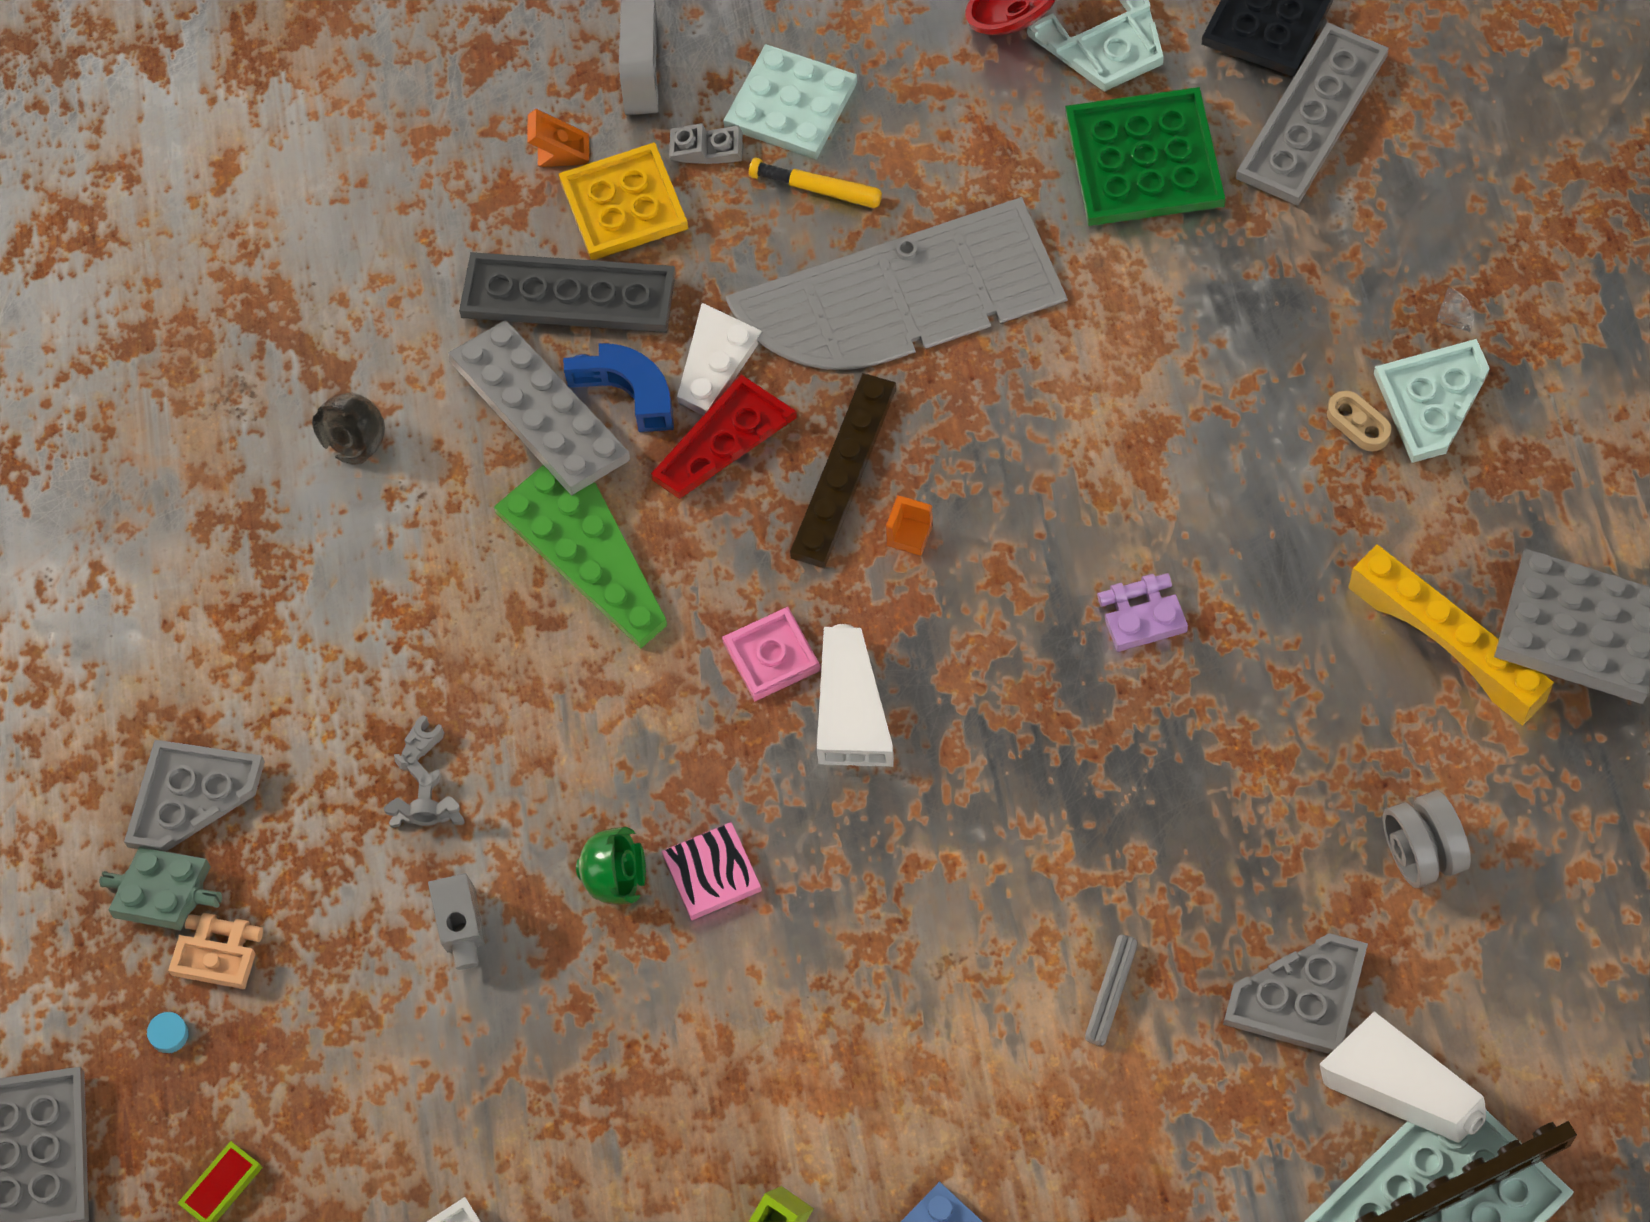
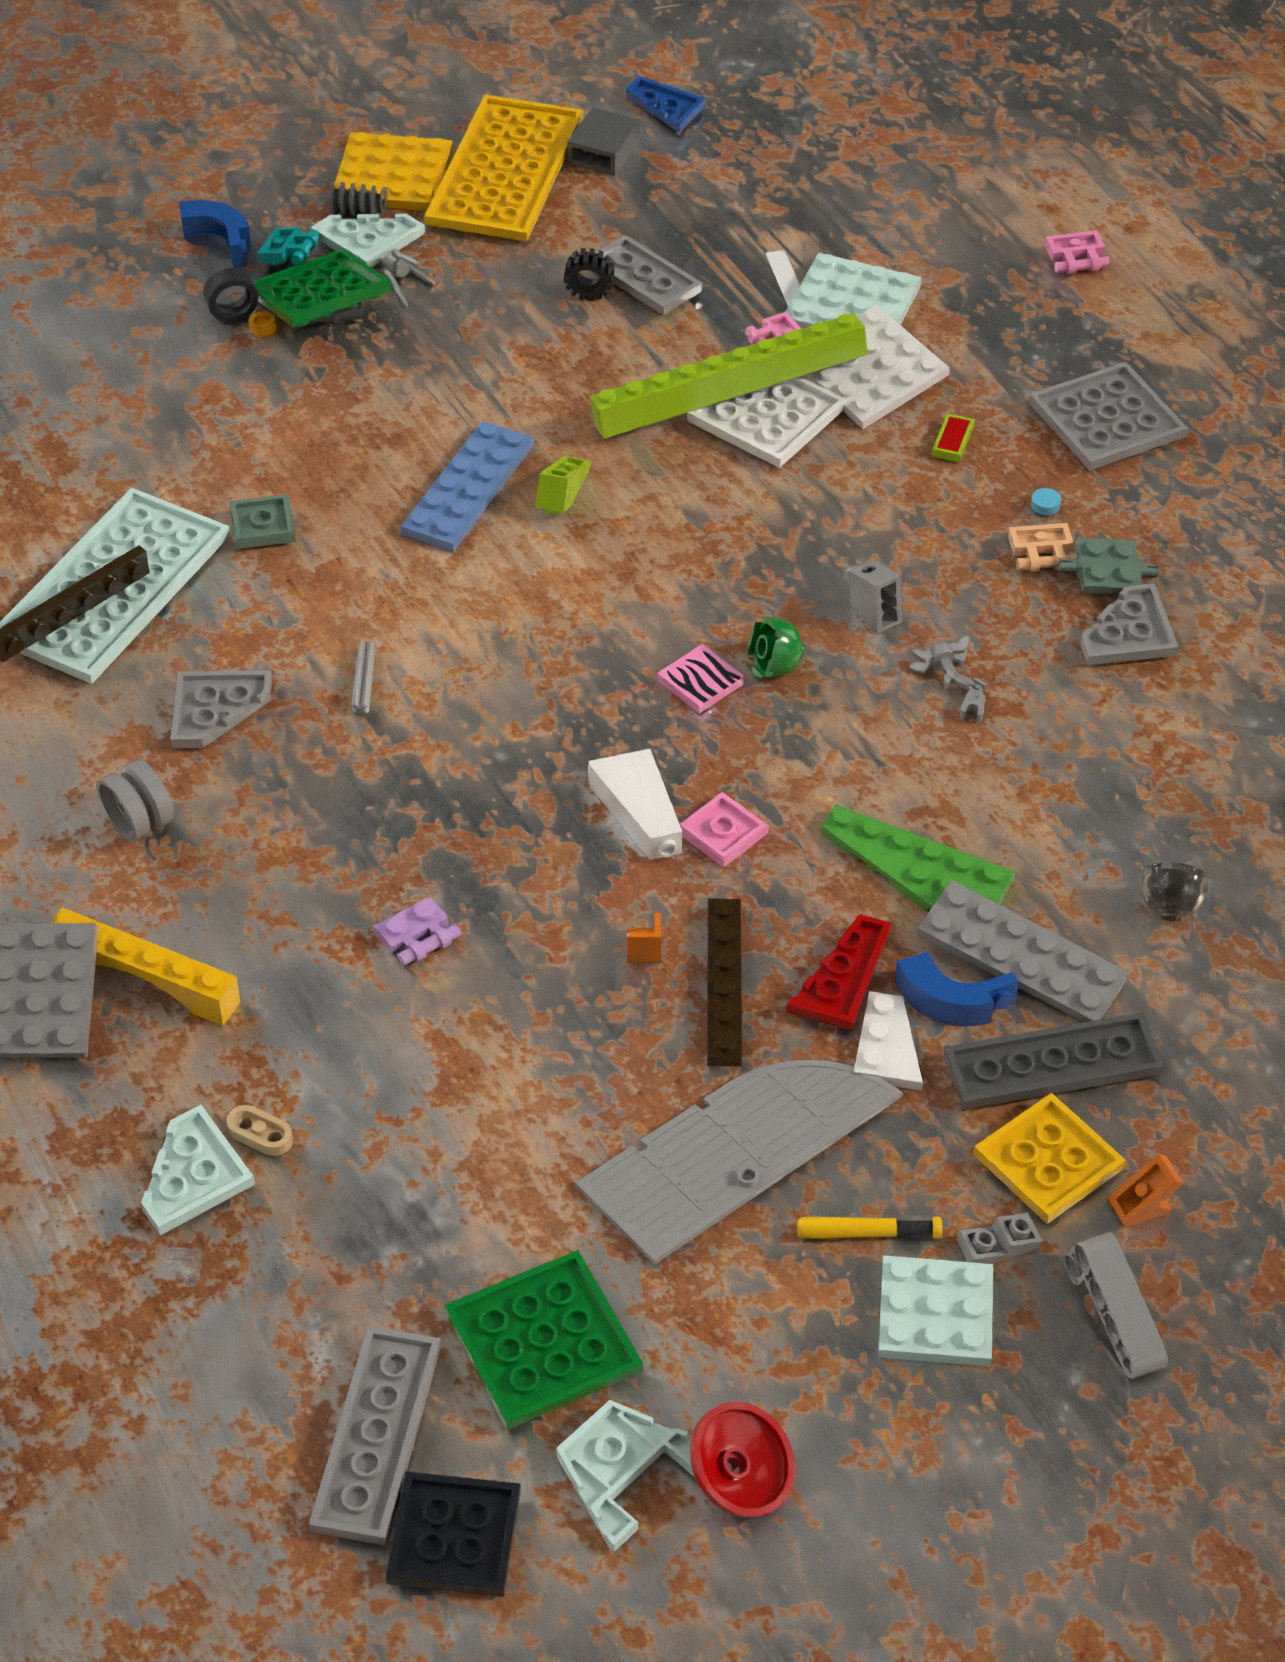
camera: 155 degrees right, 15 degrees down
(1404, 1080) = (125, 656): white slope -> none

